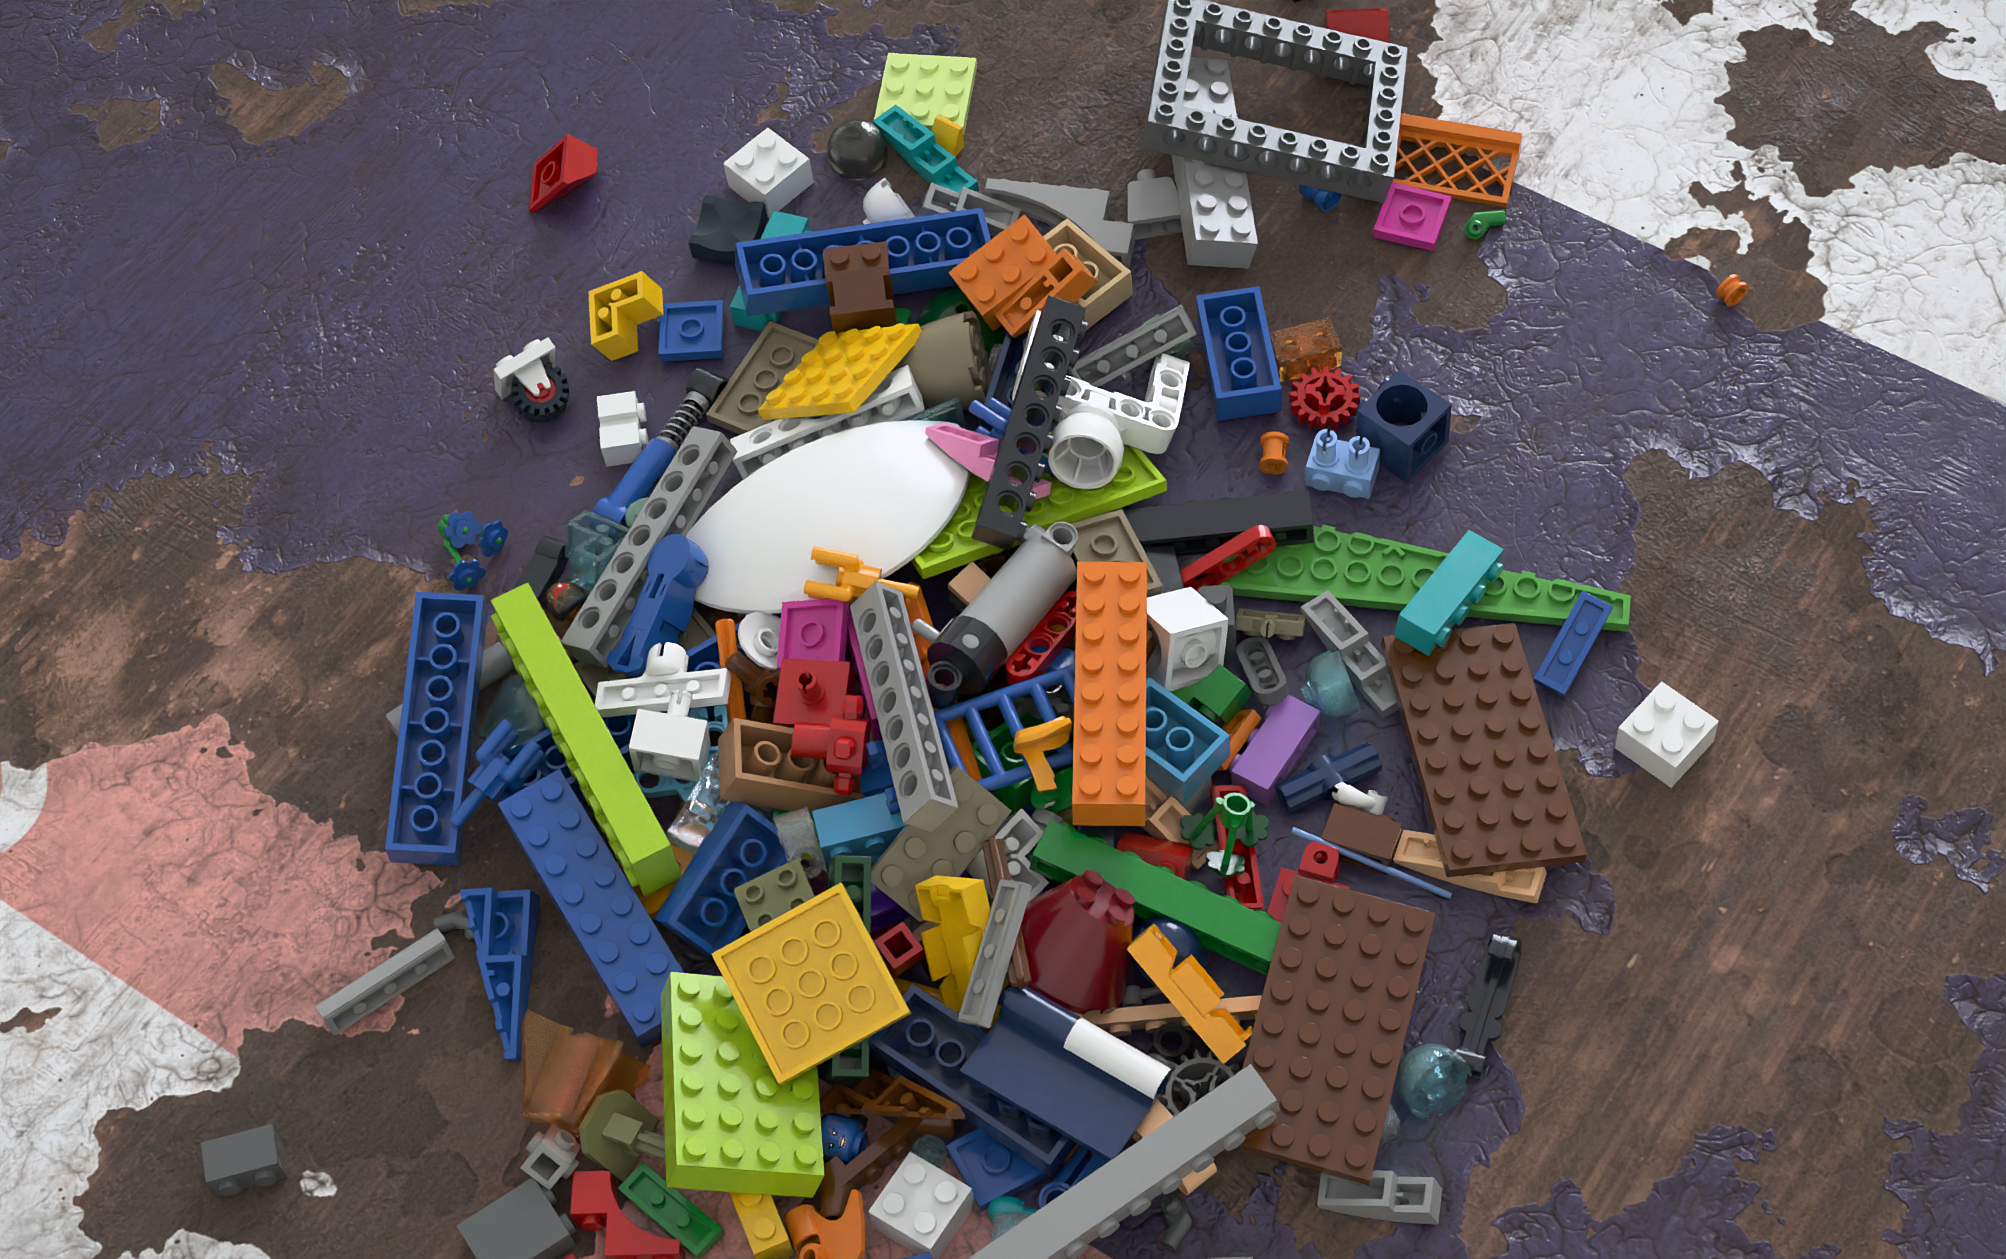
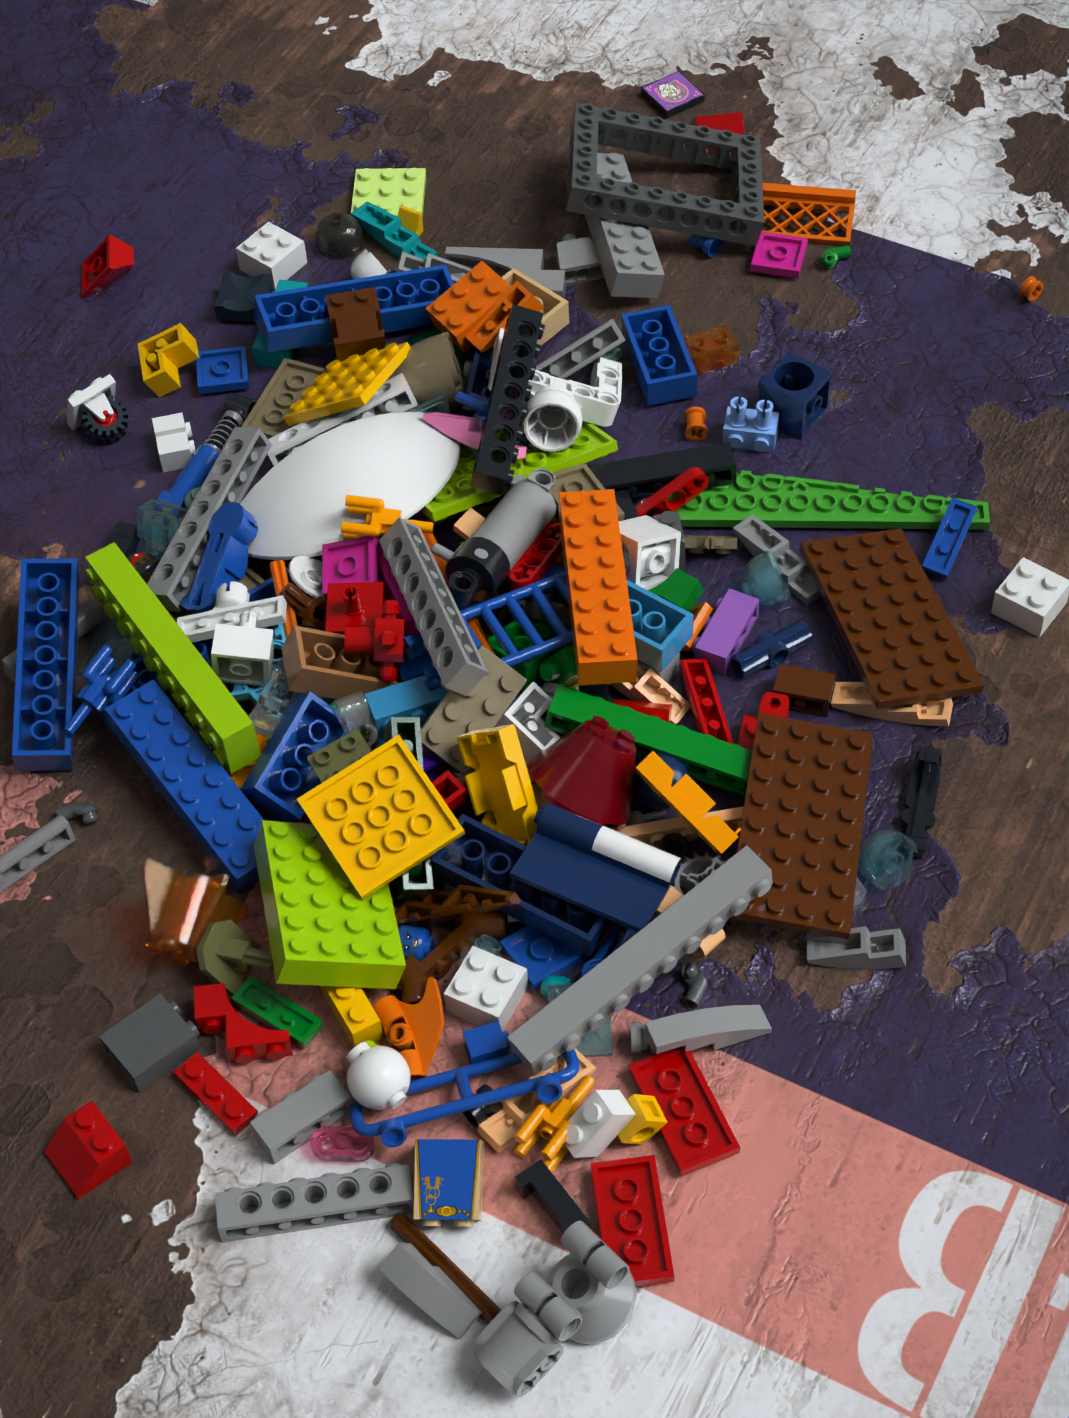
camera: 10 degrees left, 5 degrees down
(461, 529) = (53, 518): blue plant -> none
(505, 941) = (116, 820): blue wedge -> none
(551, 1156) = (174, 976): light grey brick -> none
(994, 953) = (528, 781): light grey tile -> none
(998, 869) = (533, 753): reddish brown axle -> none
(1038, 739) = (555, 619): light orange piece -> none
(1237, 816) = (705, 673): plant -> none
(1262, 670) = (710, 573): dark grey plate -> none
(1309, 393) = (729, 382): red gear -> none
(1369, 802) = (792, 658): white arm -> none
(1372, 863) = (819, 708): medium blue piece -> none
(1449, 592) = (849, 506): teal brick -> none

